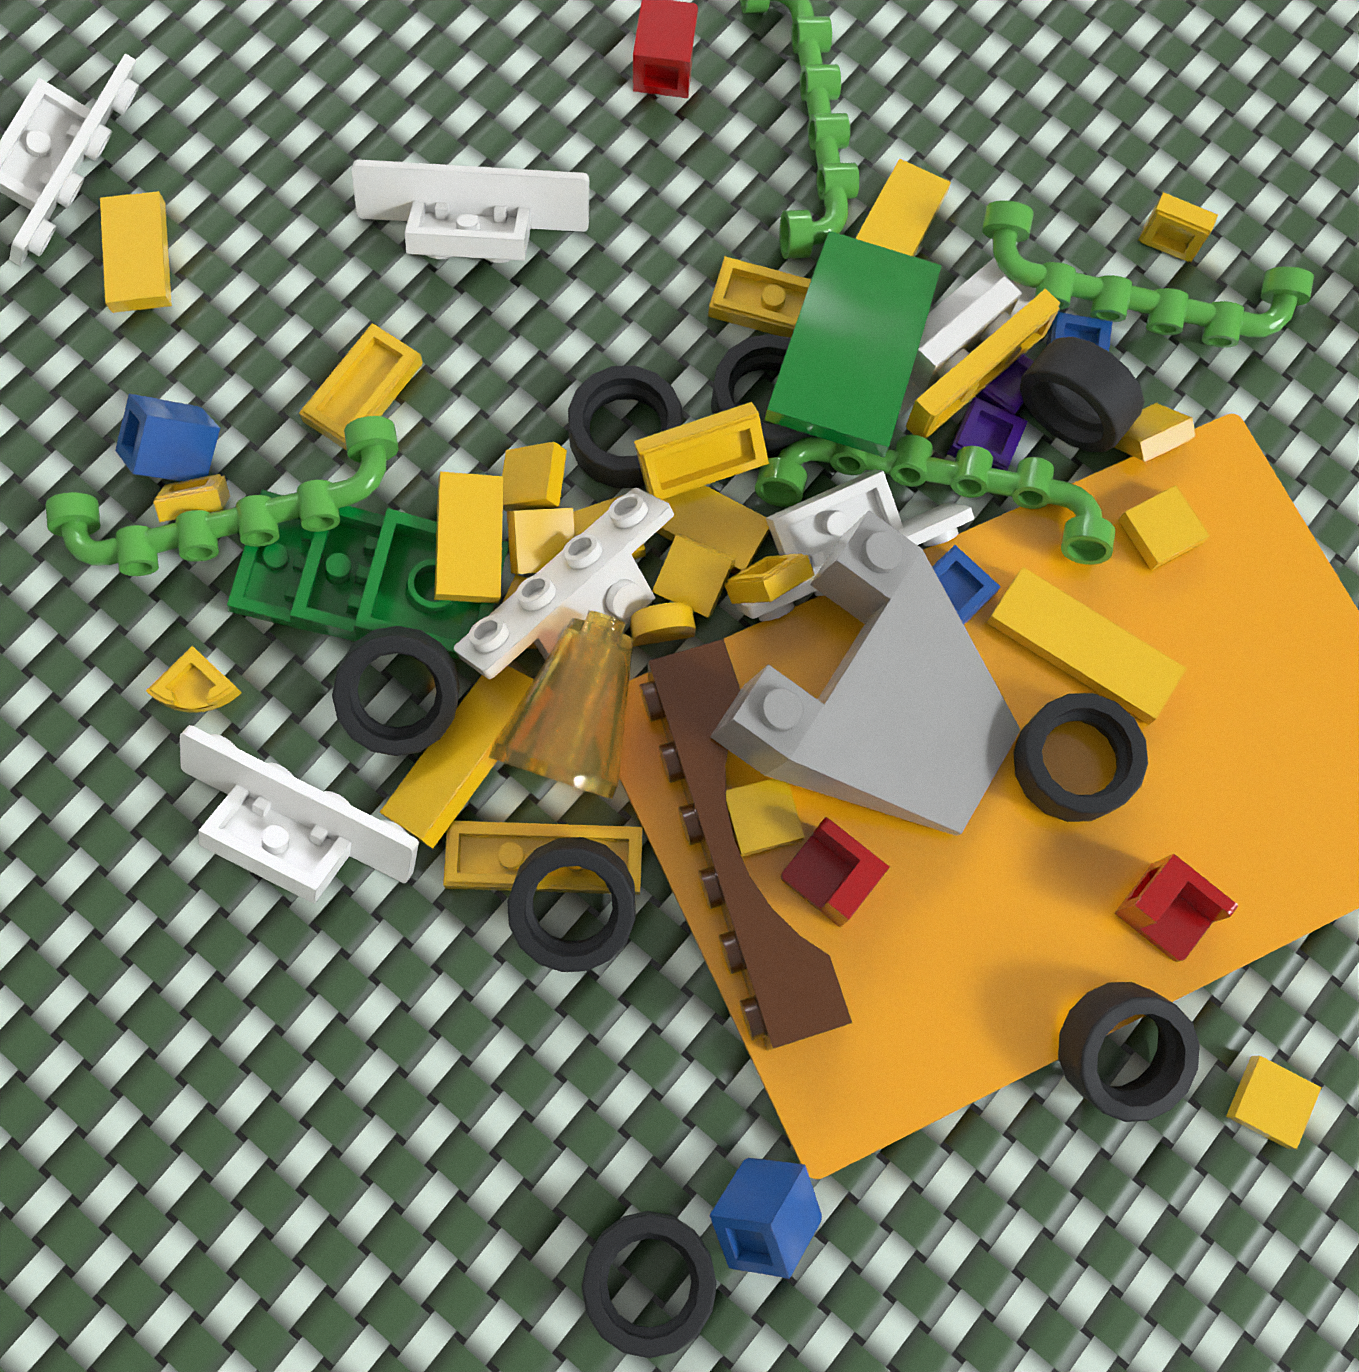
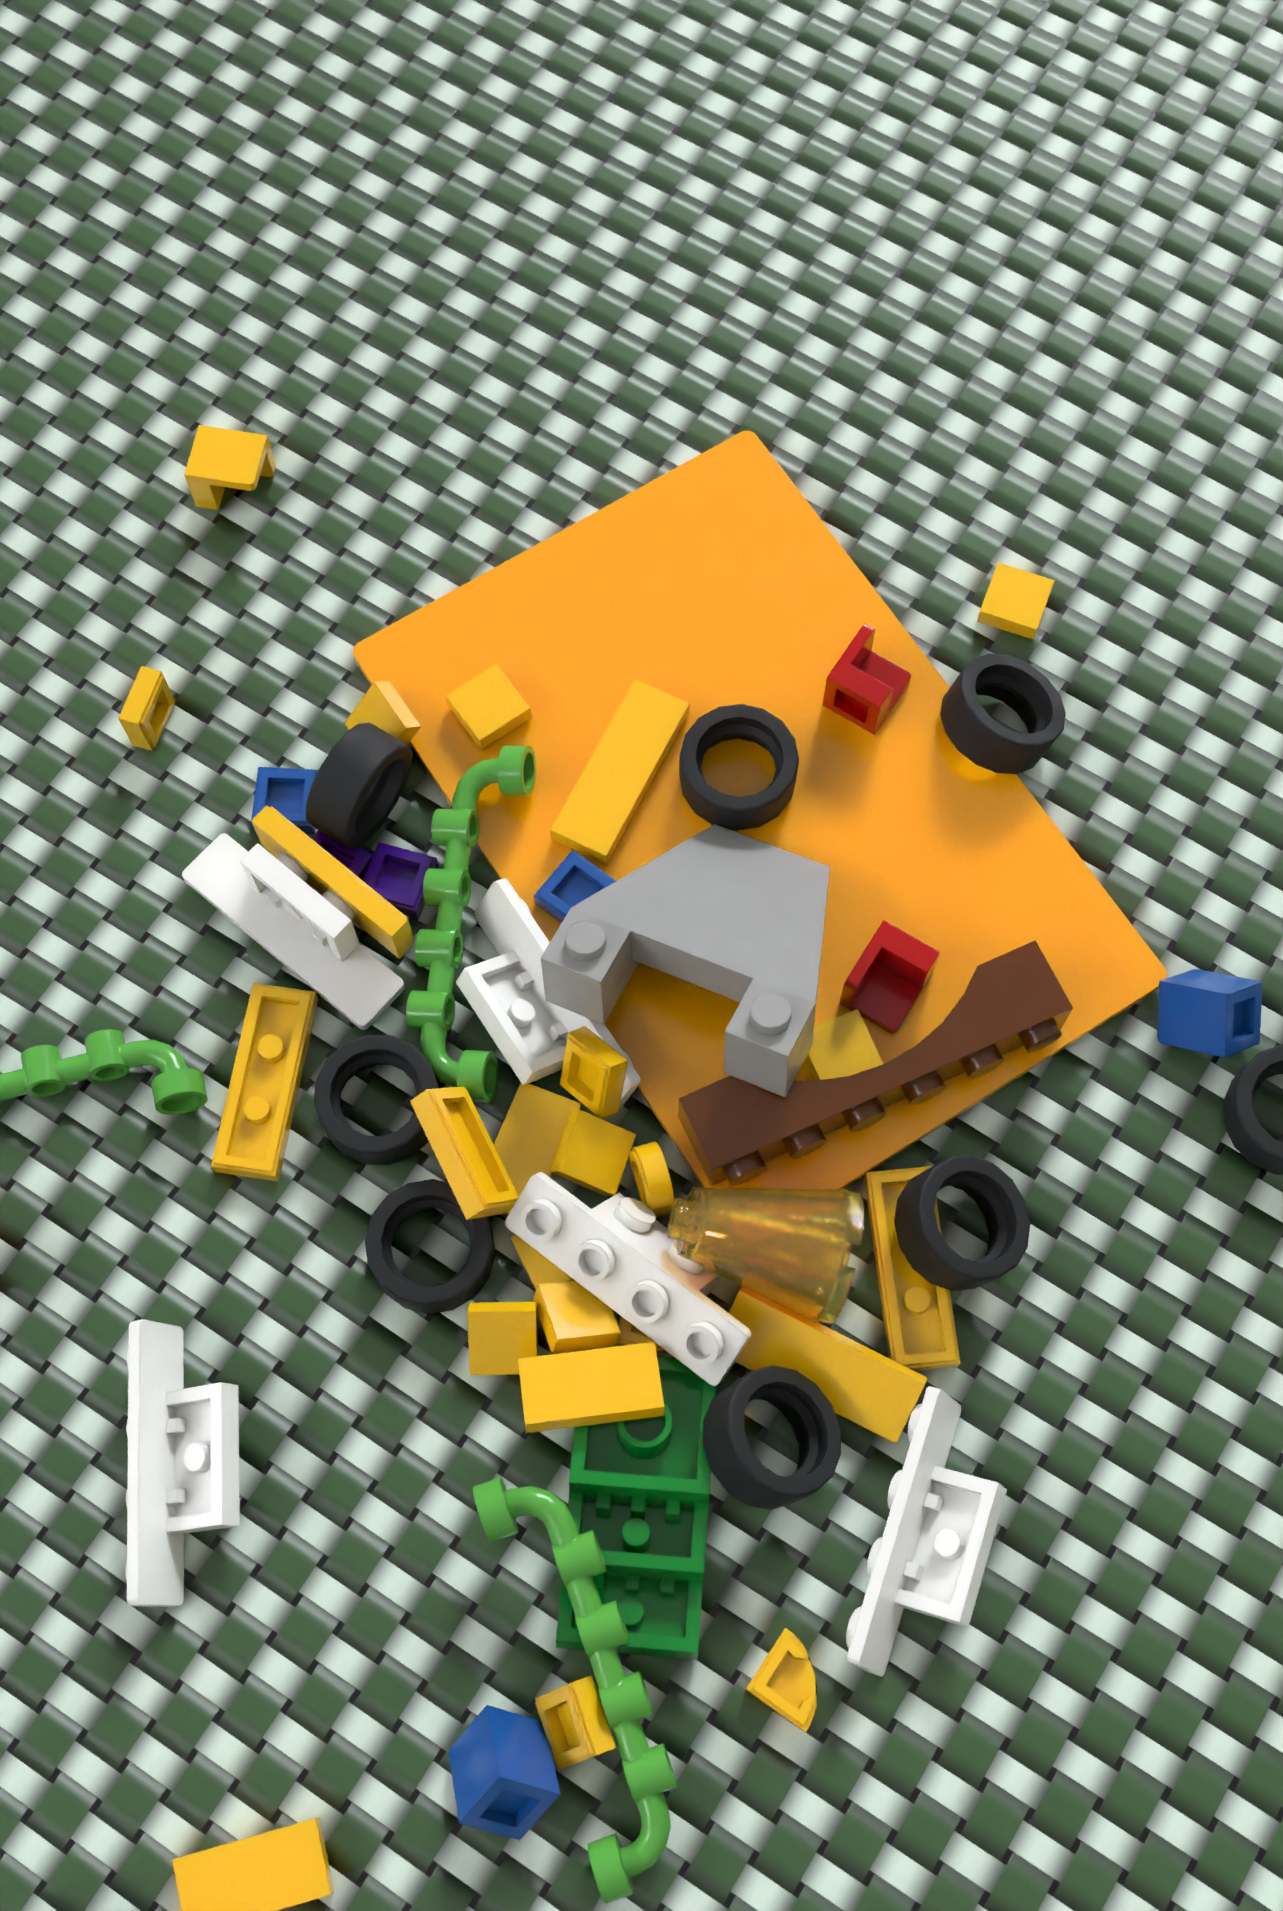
camera: 90 degrees left, 5 degrees down
(361, 384) = (407, 1556): yellow tile -> none
(854, 344) = (319, 1008): green slope -> none
(904, 209) = (149, 987): yellow tile -> none
(1115, 295) = (235, 764): bright green bar -> none

